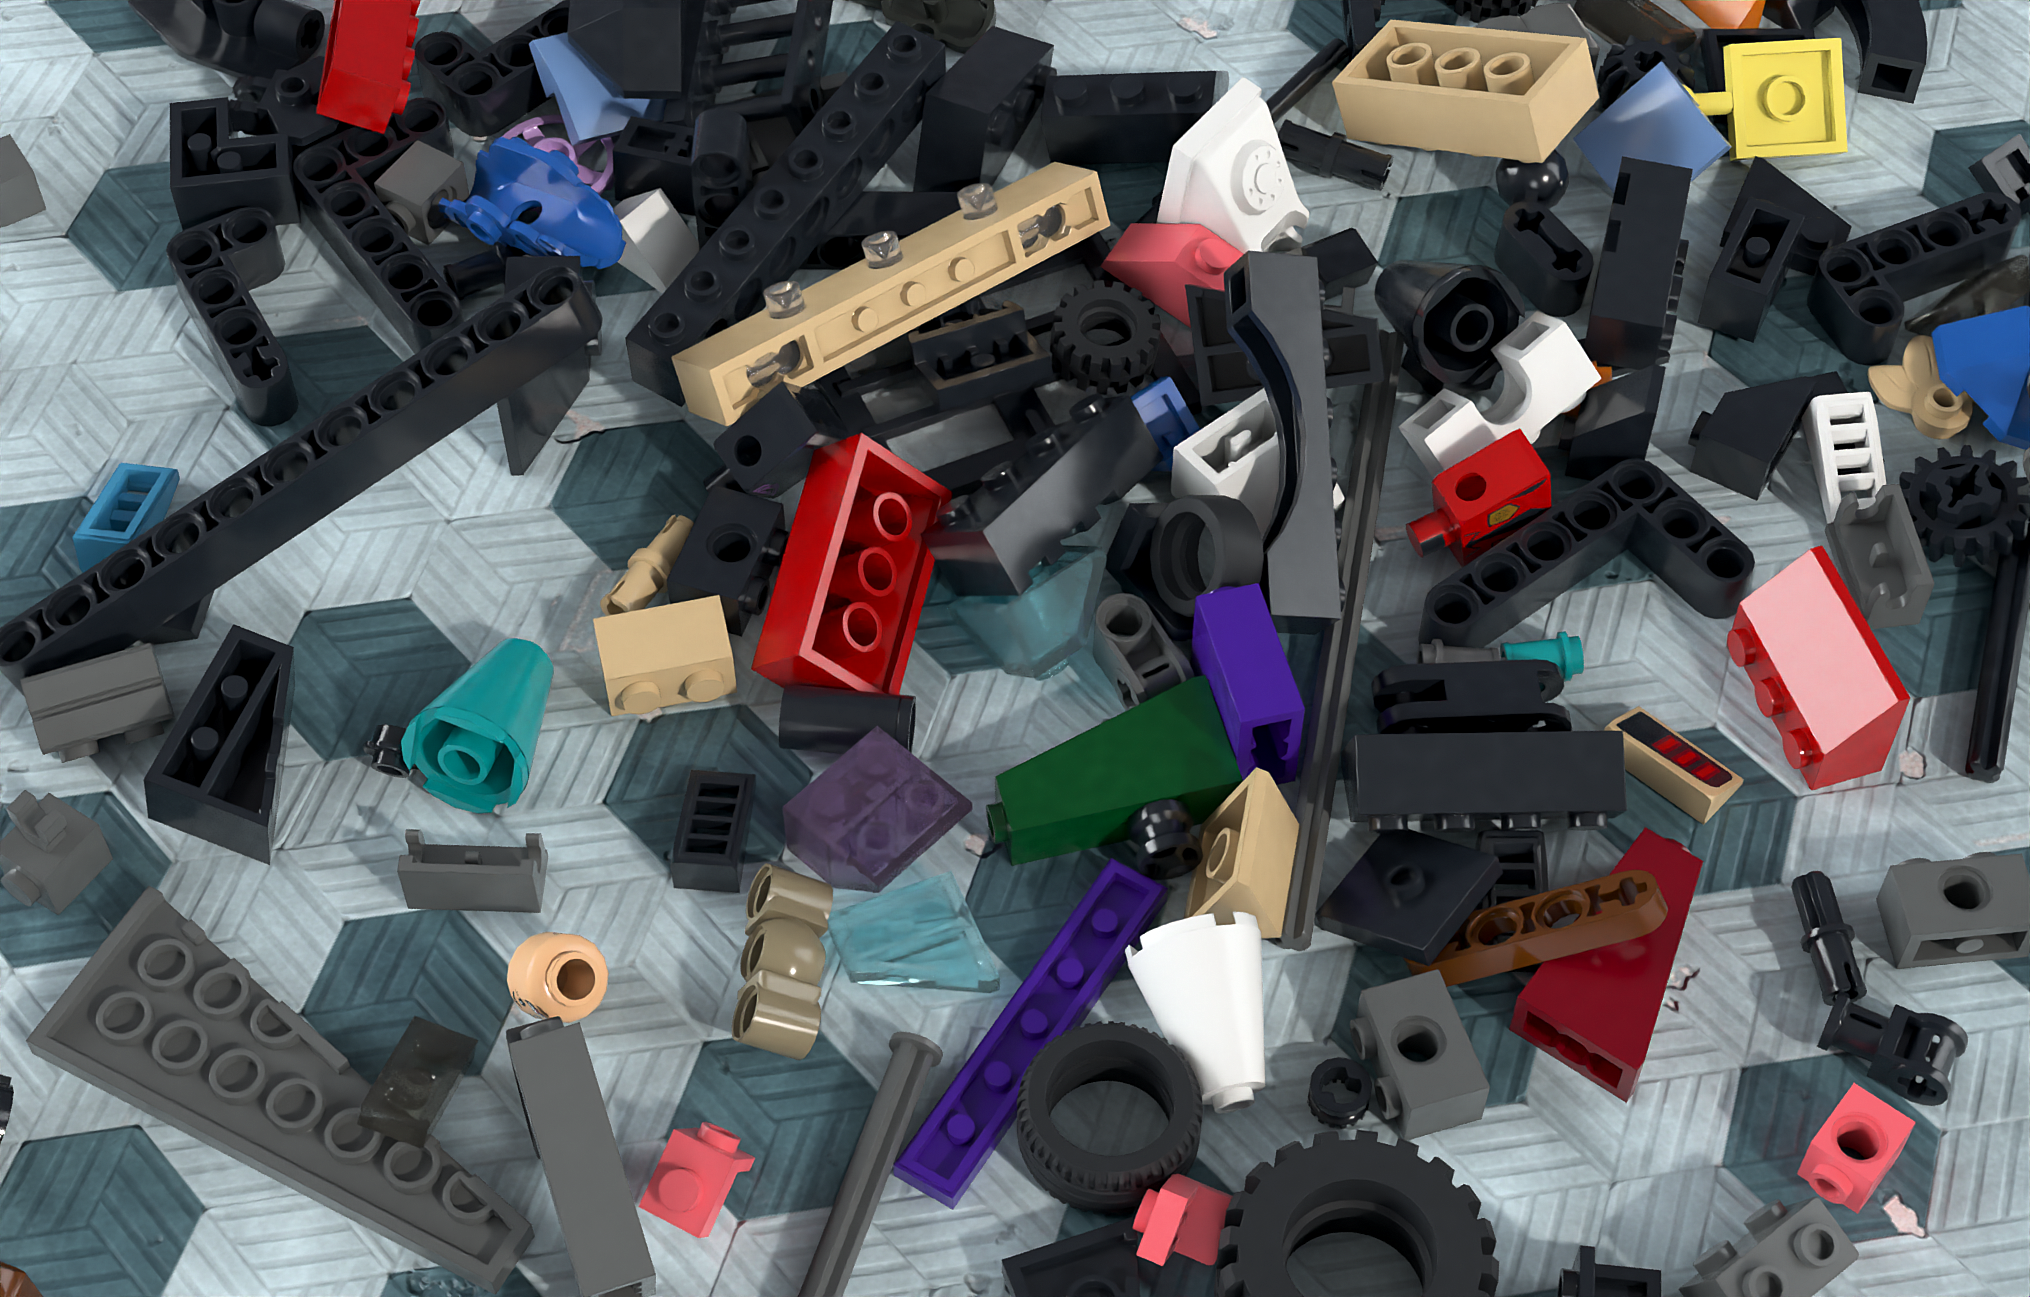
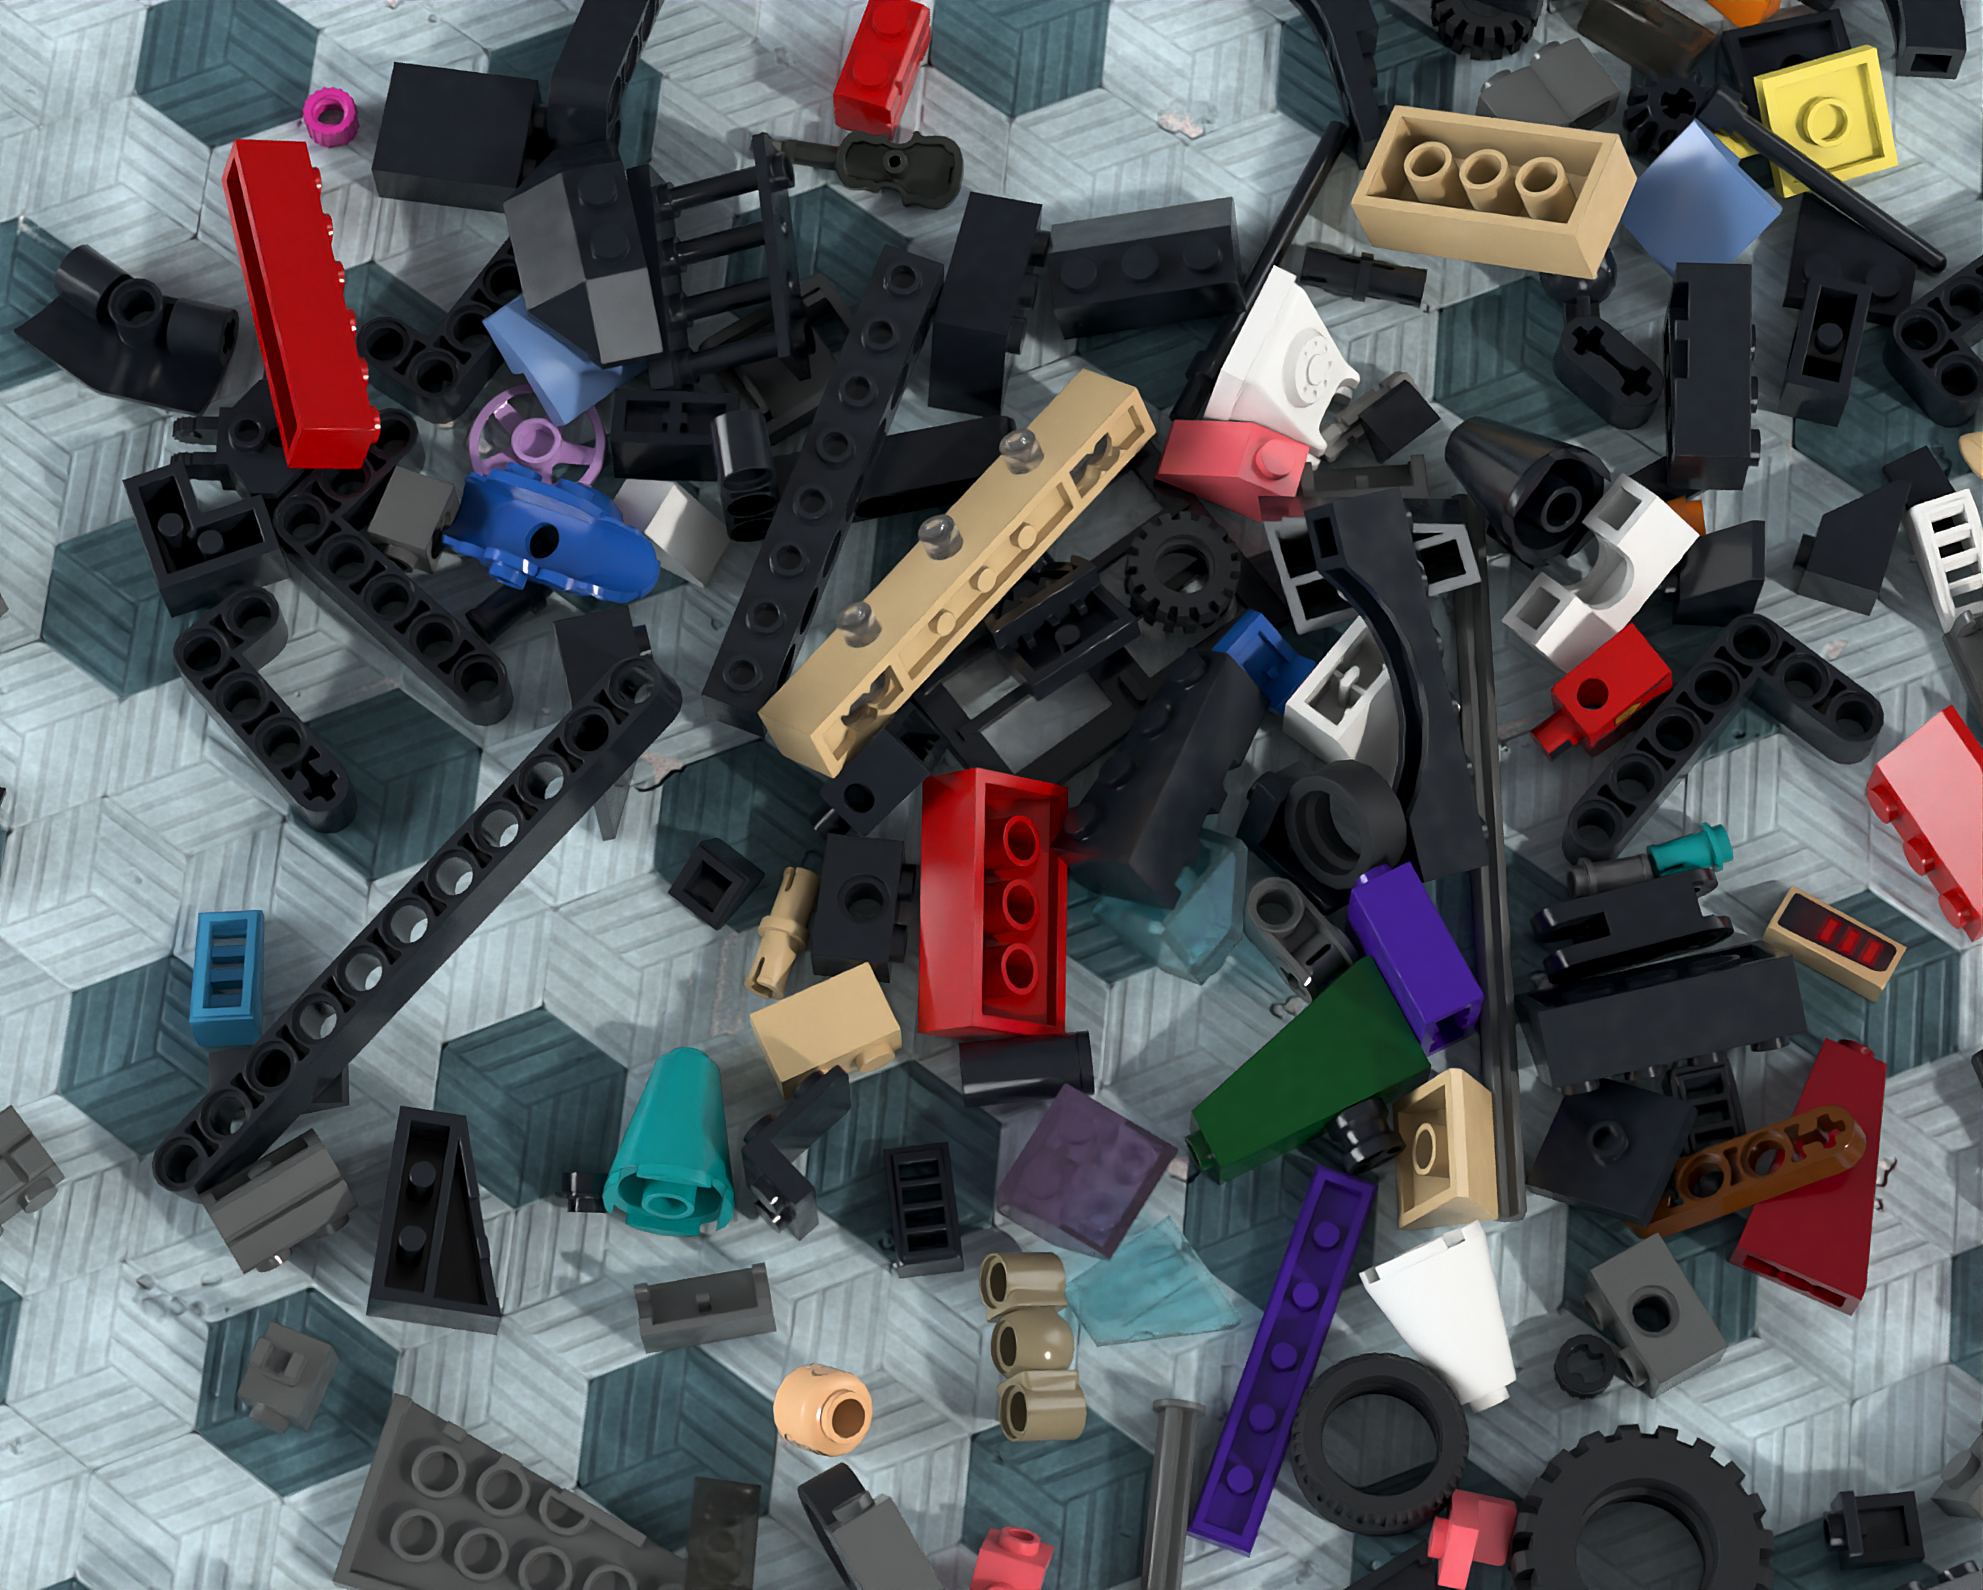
camera: 10 degrees left, 15 degrees up
(598, 728) = (775, 1142): none -> black bracket
(602, 522) = (715, 882): none -> black slope
(1693, 67) = (1727, 114): none -> black piece

